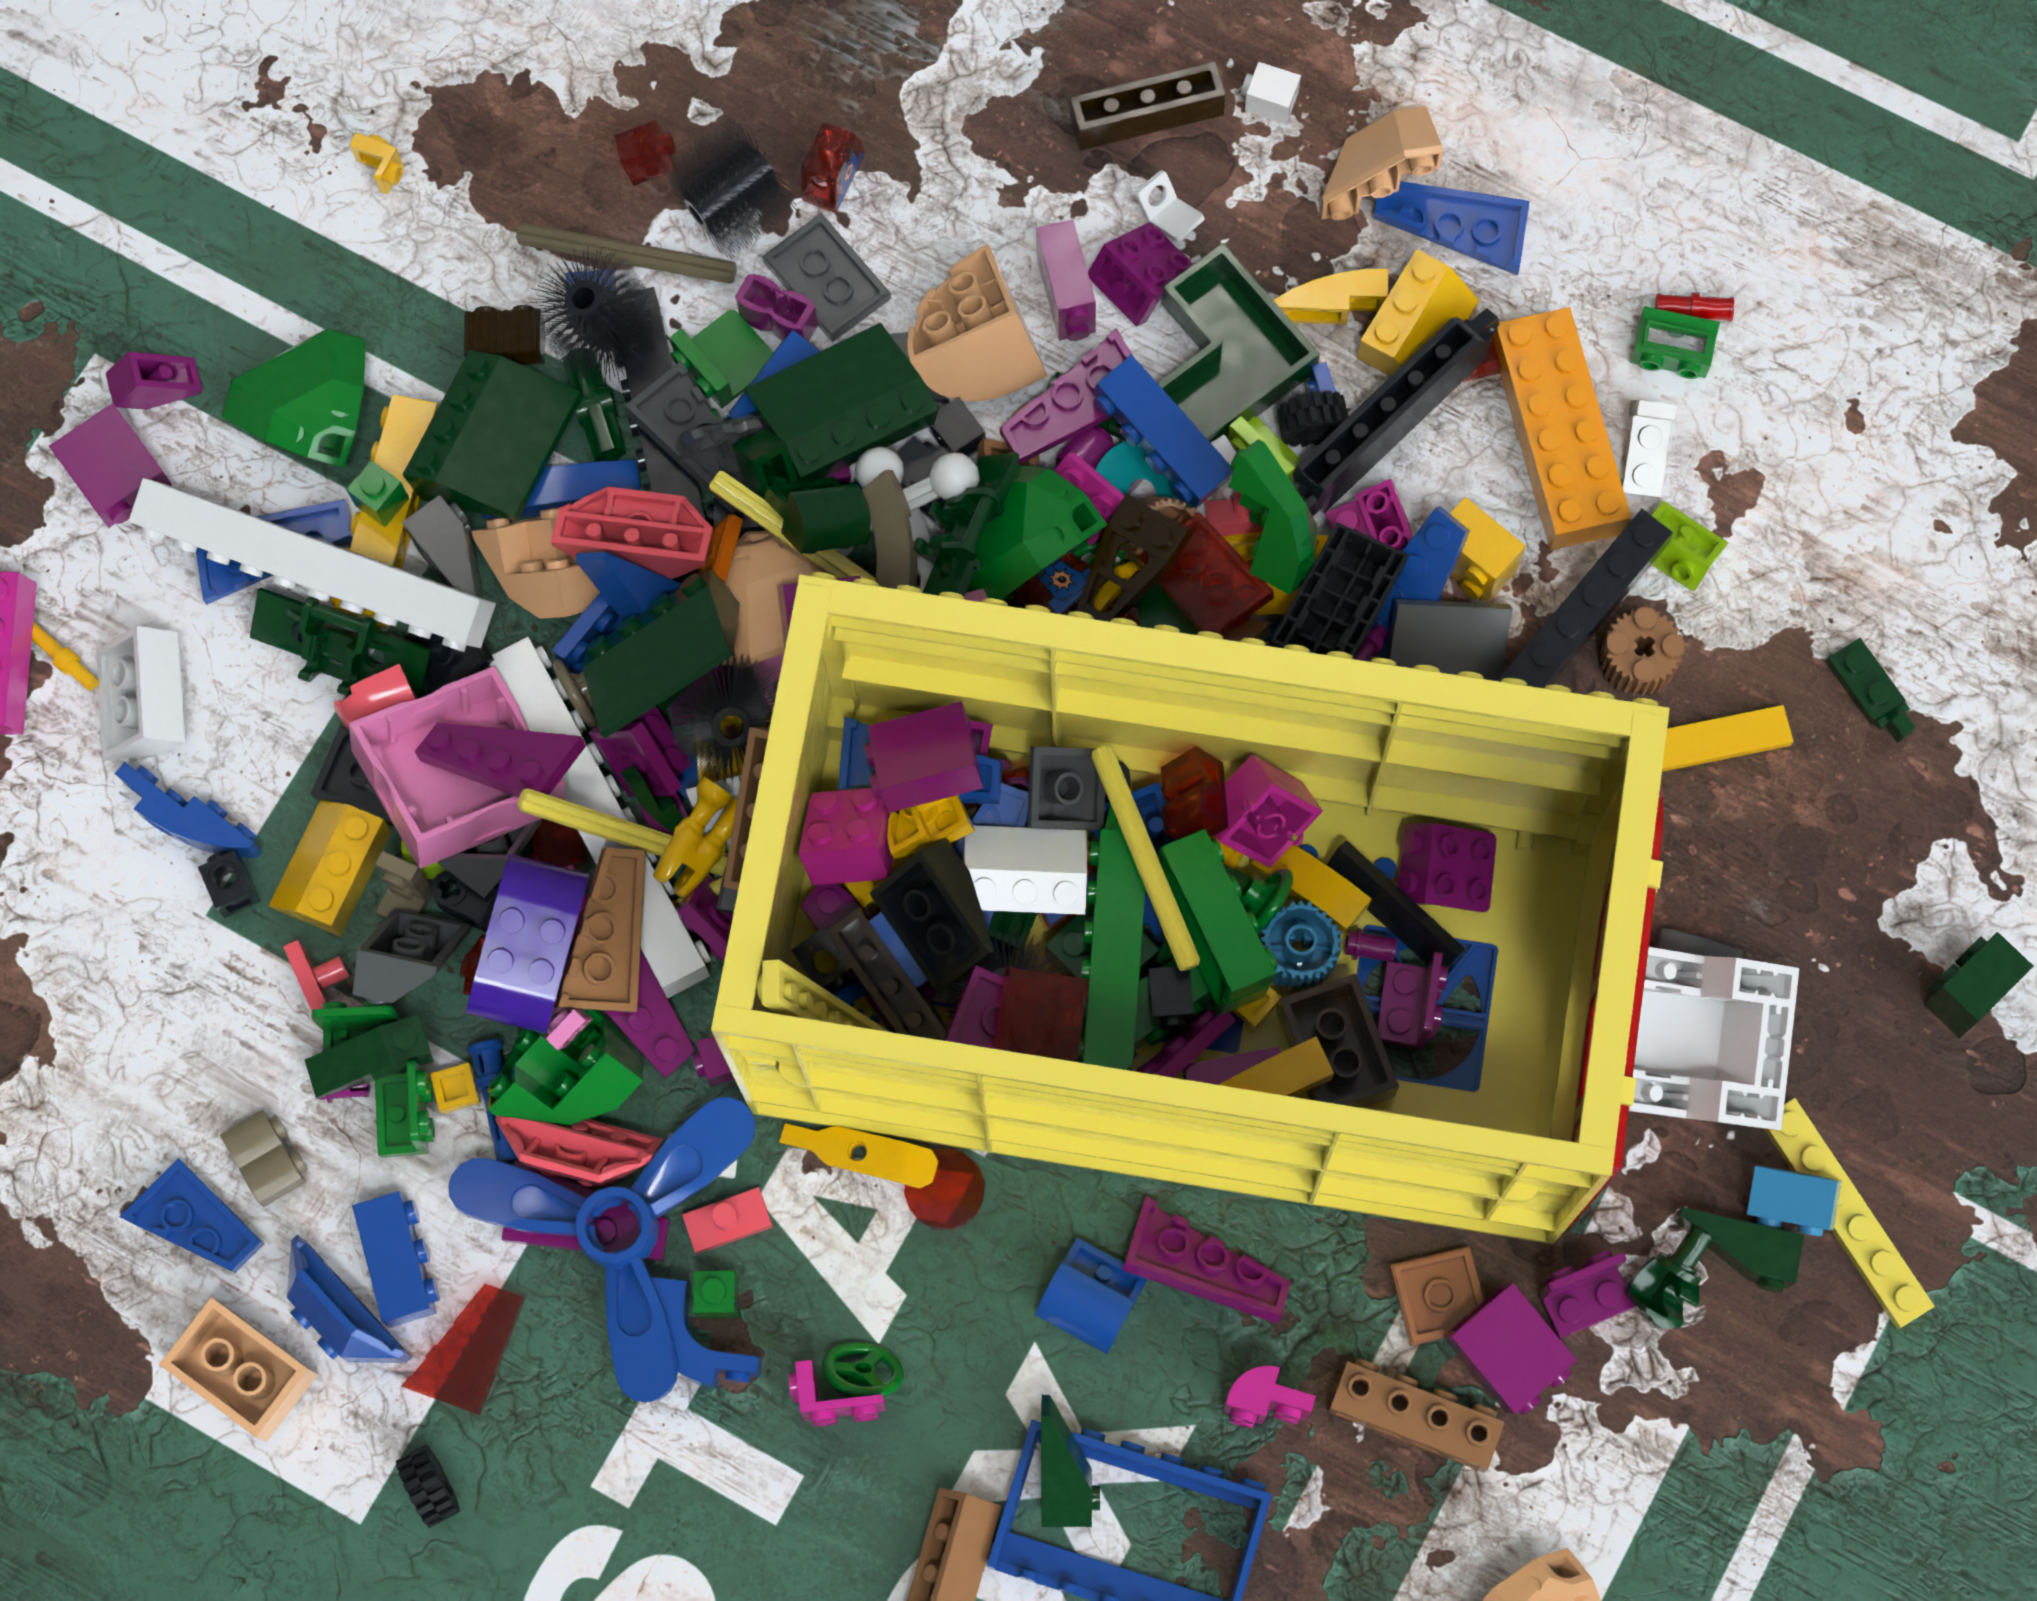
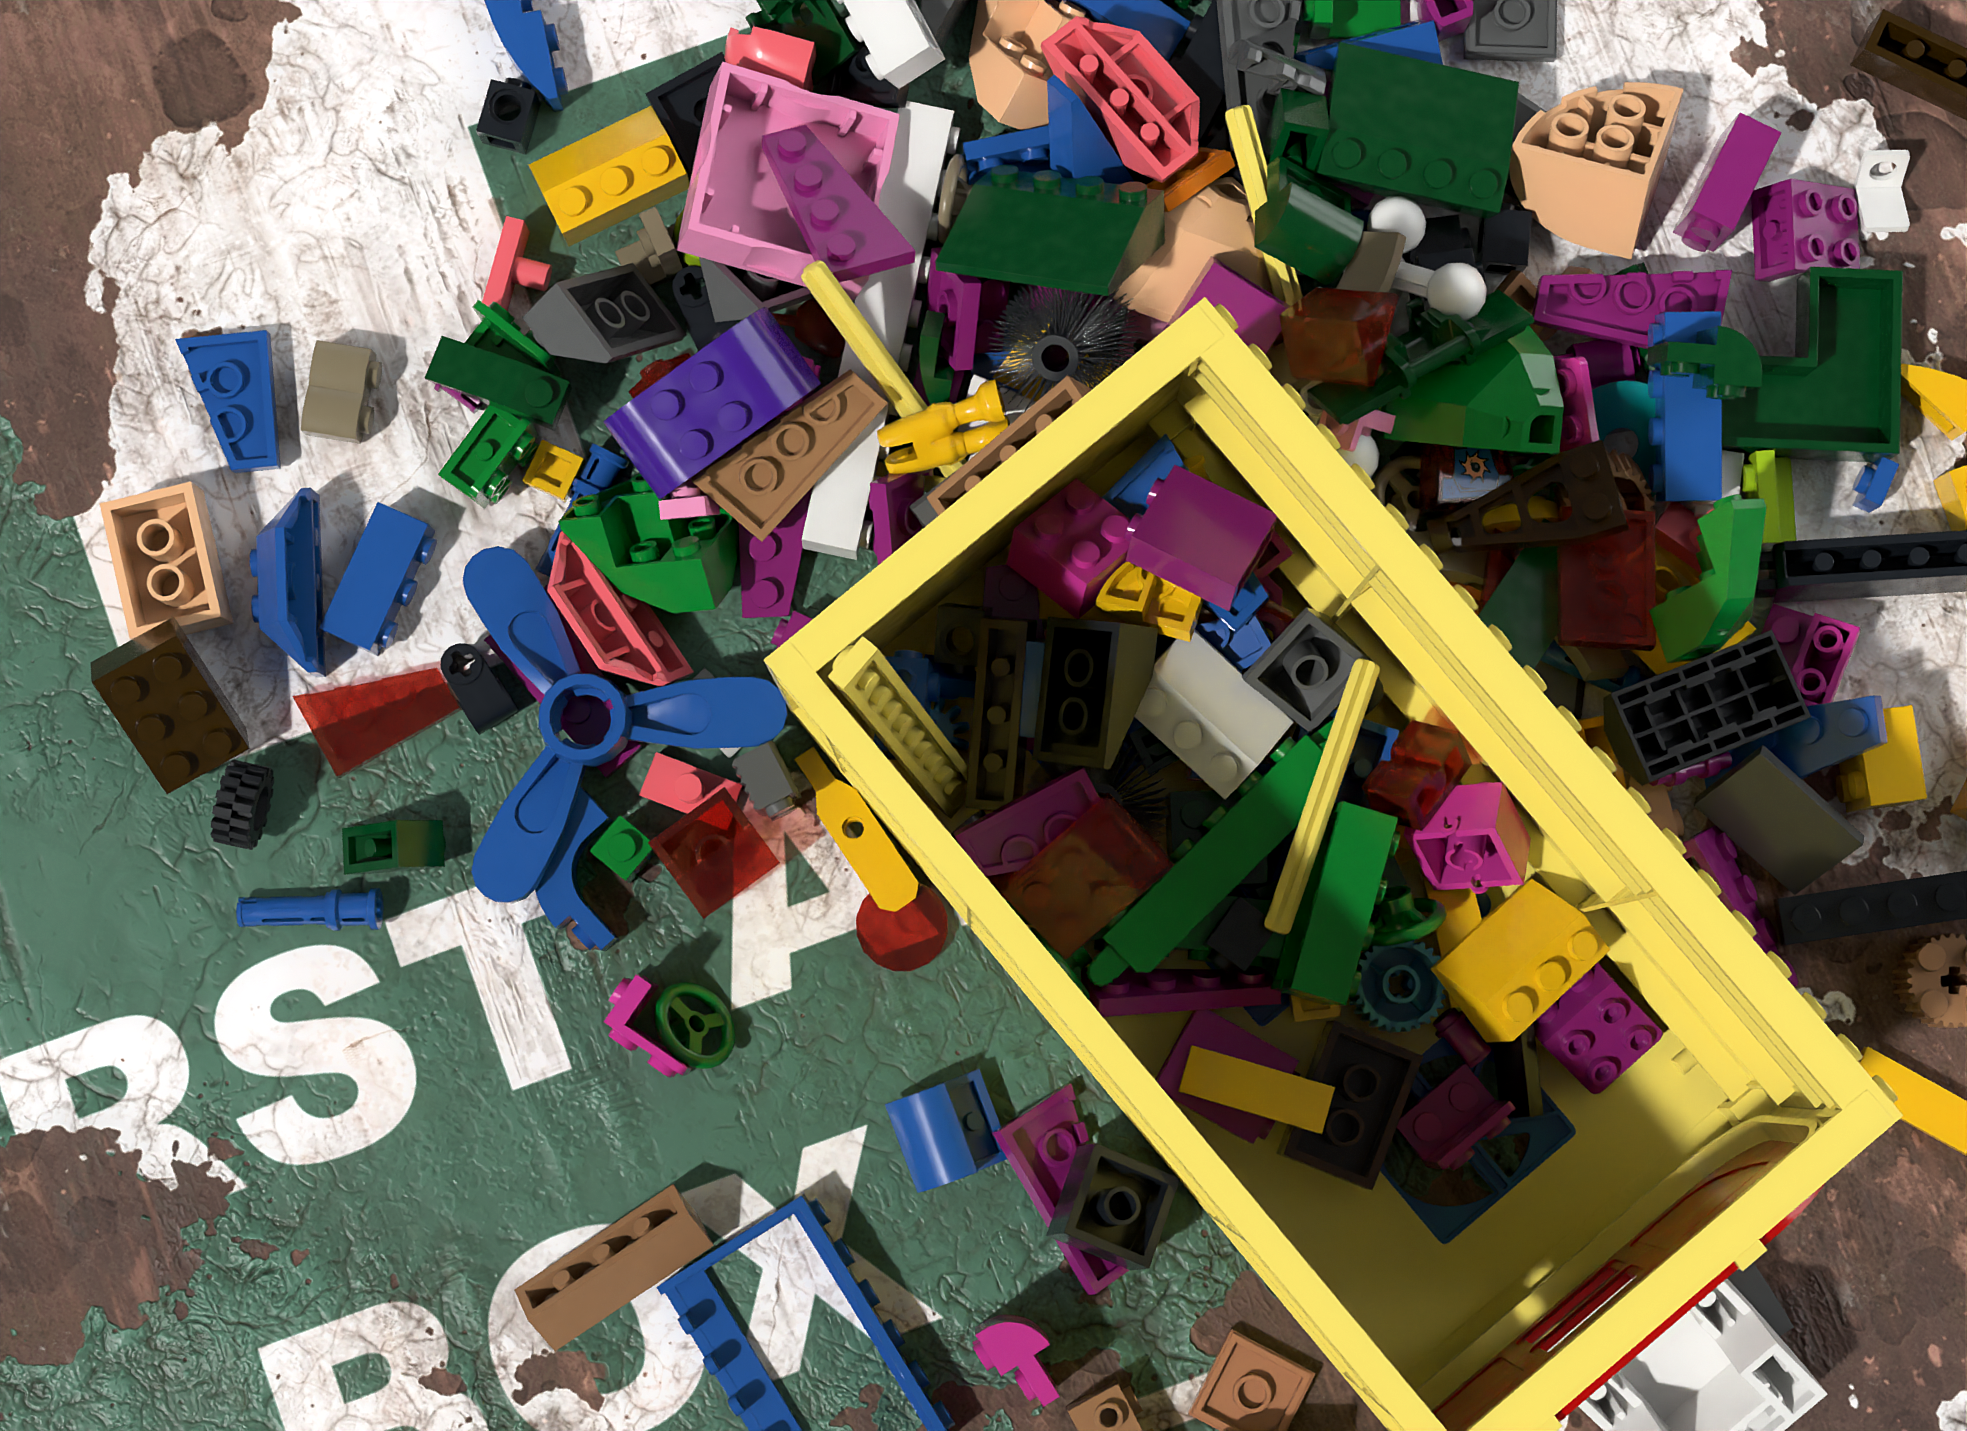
camera: 35 degrees right, 10 degrees up
(321, 1459) = (169, 705): none -> dark brown brick
(530, 1276) = (480, 693): none -> black piece
(549, 1507) = (332, 910): none -> blue pin
(555, 1428) = (393, 846): none -> dark green slope
(774, 1166) = (767, 781): none -> dark grey brick
(778, 1243) = (714, 852): none -> clear red slope
(905, 556) = (1338, 334): none -> clear red slope
(1065, 1474) = (790, 1268): dark green slope -> none
(1156, 380) = (1719, 361): none -> dark green brick
(1242, 1246) = (1113, 1207): none -> black brick
(1311, 417) = (1839, 506): black tyre -> none
(1363, 861) = (1519, 961): none -> yellow slope

